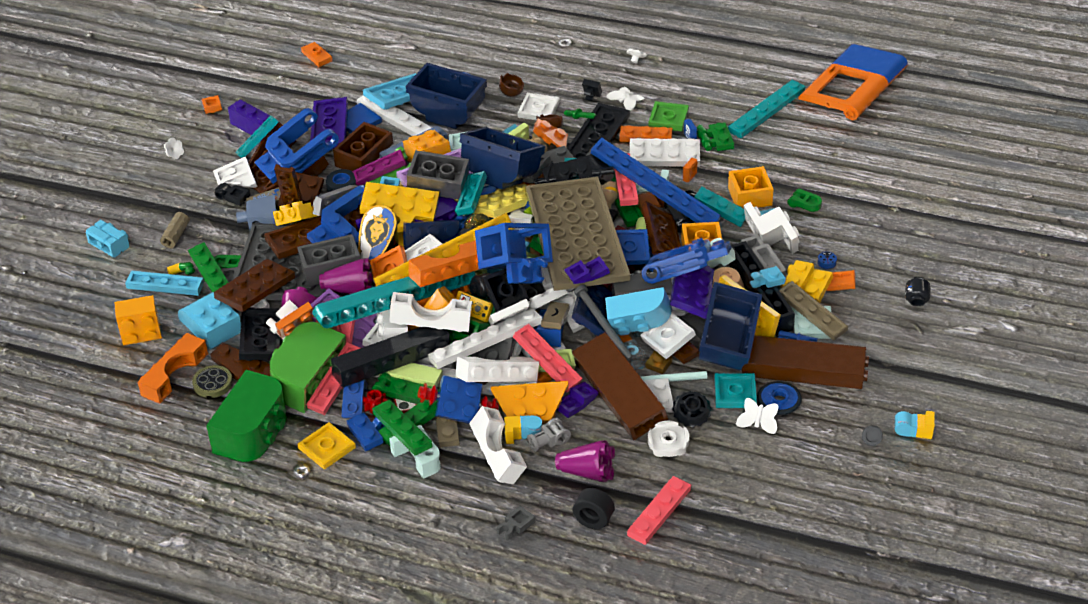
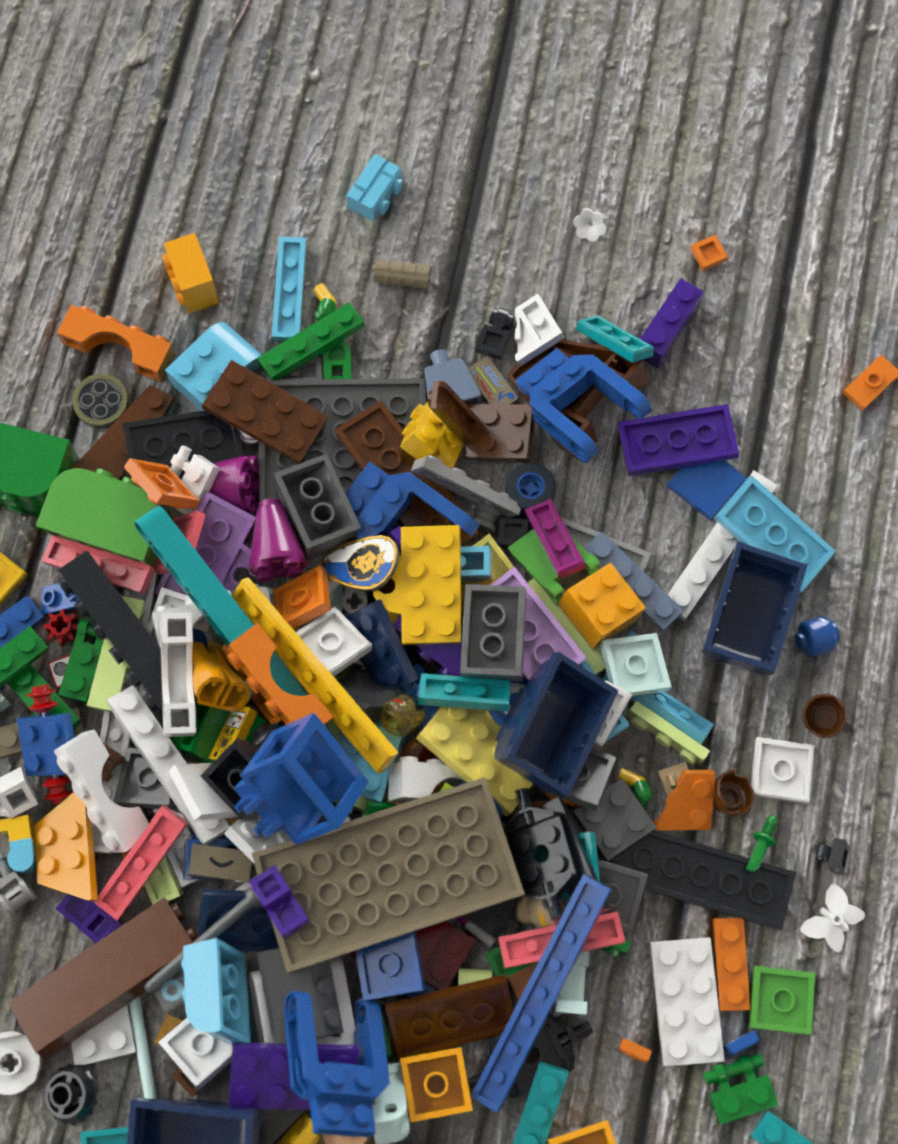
camera: 80 degrees right, 30 degrees up
(362, 147) = (613, 504): reddish brown brick -> none

